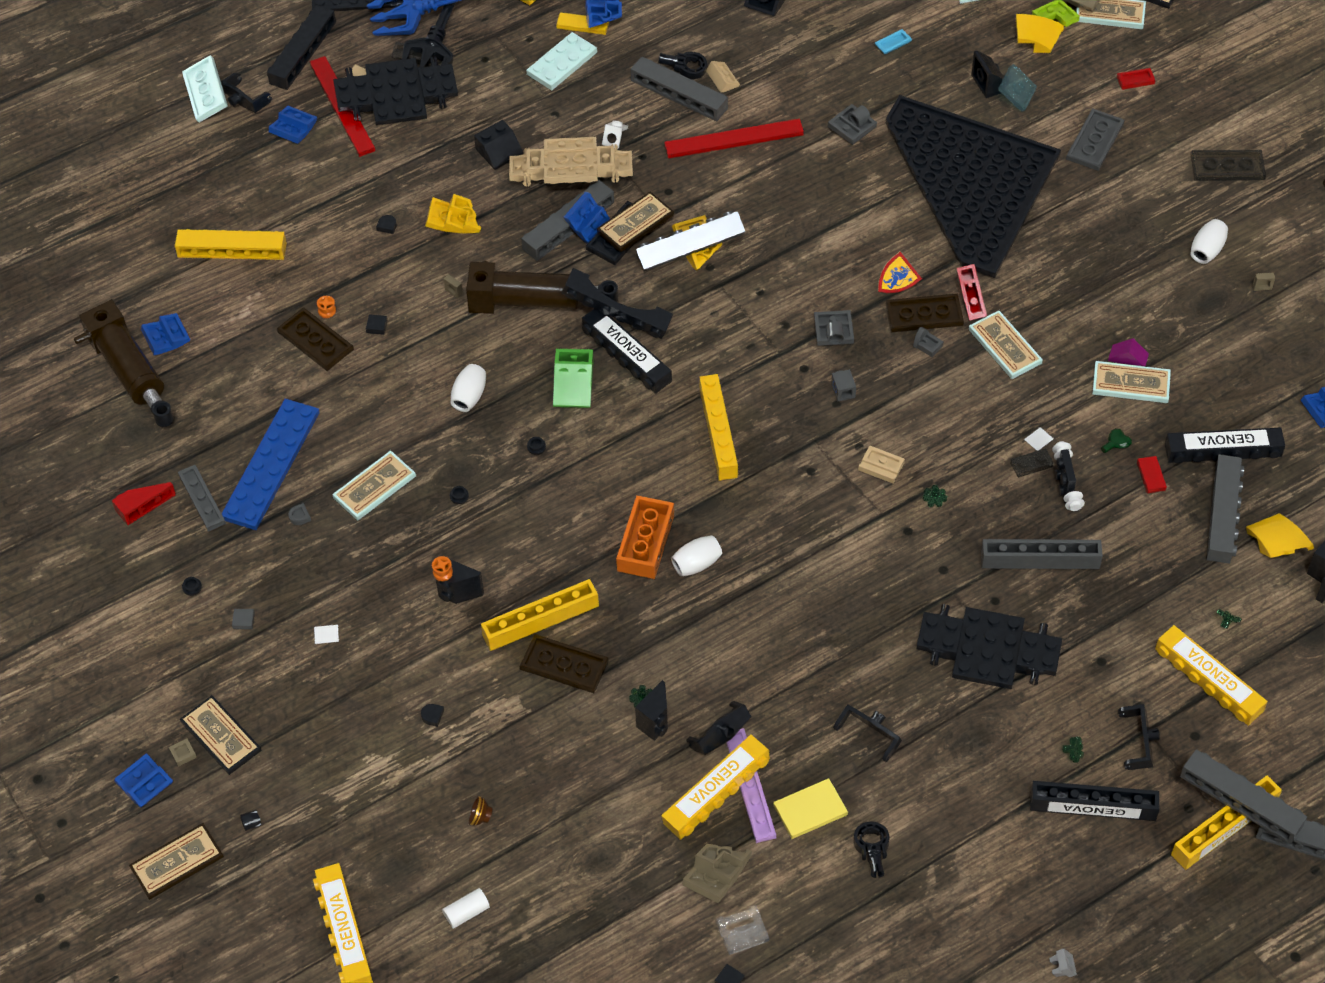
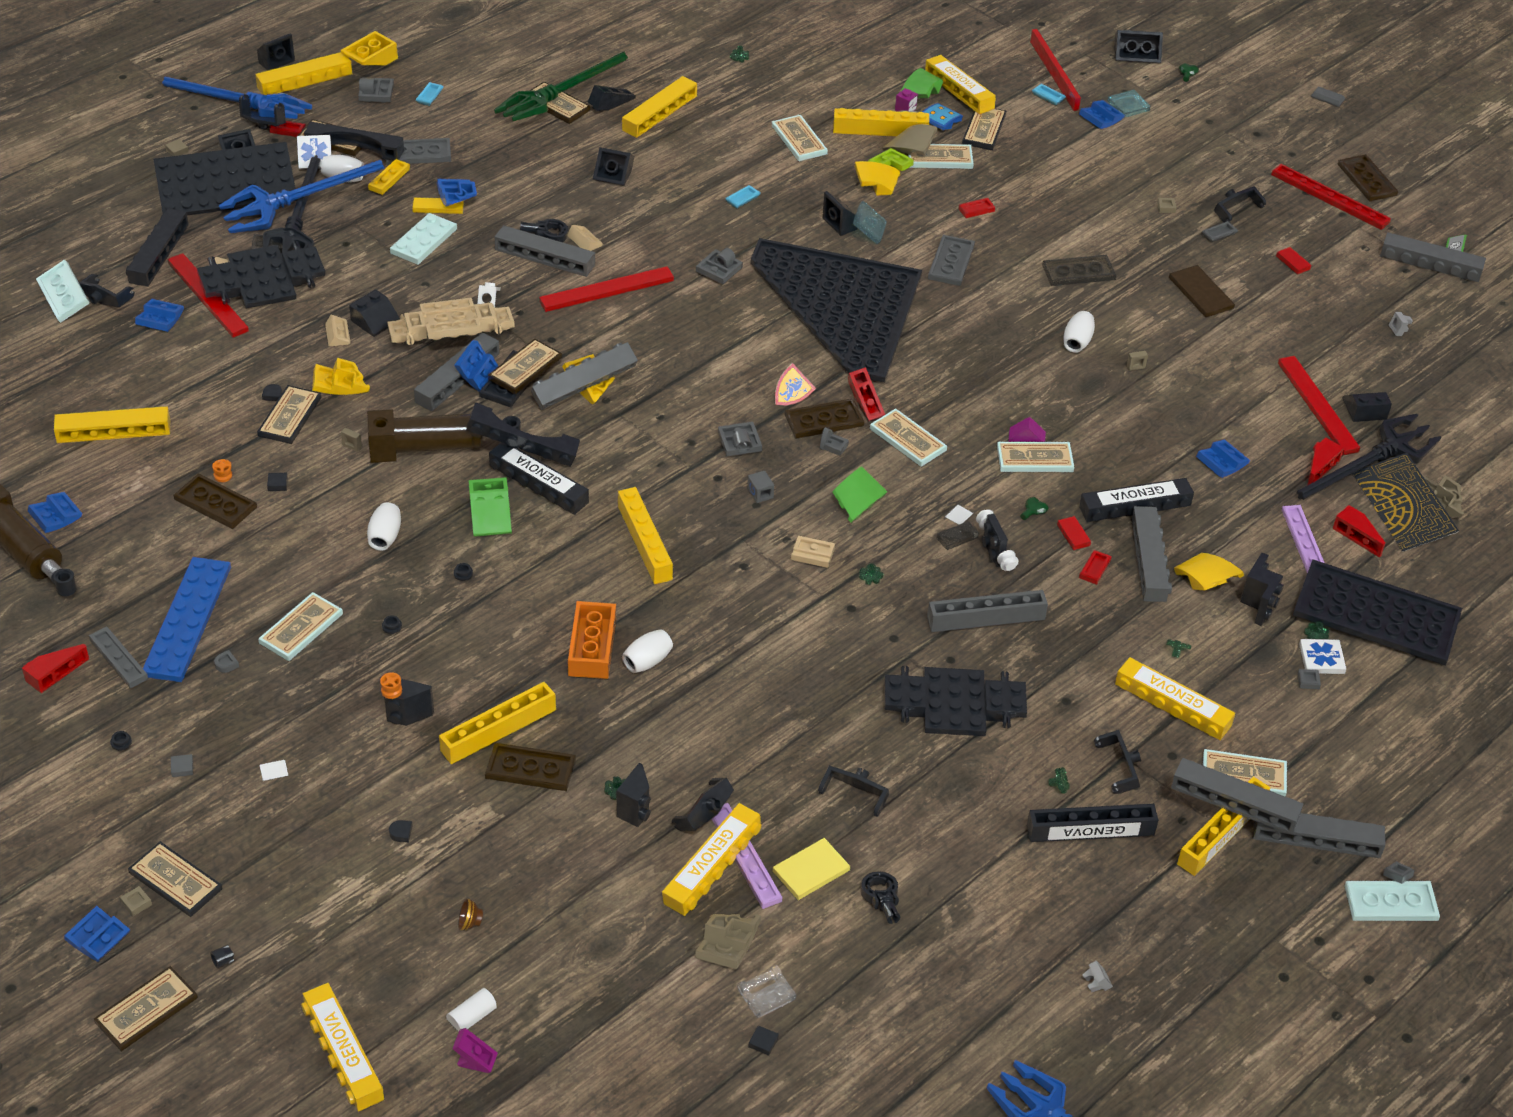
camera: 15 degrees left, 10 degrees down
(399, 250) = (289, 414): none -> tile
(460, 160) = (337, 331): none -> tan slope
(460, 951) = (474, 1052): none -> magenta slope
(940, 404) = (858, 493): none -> bright green slope
(1165, 516) = (1095, 567): none -> red tile
(1258, 761) = (1244, 767): none -> tile

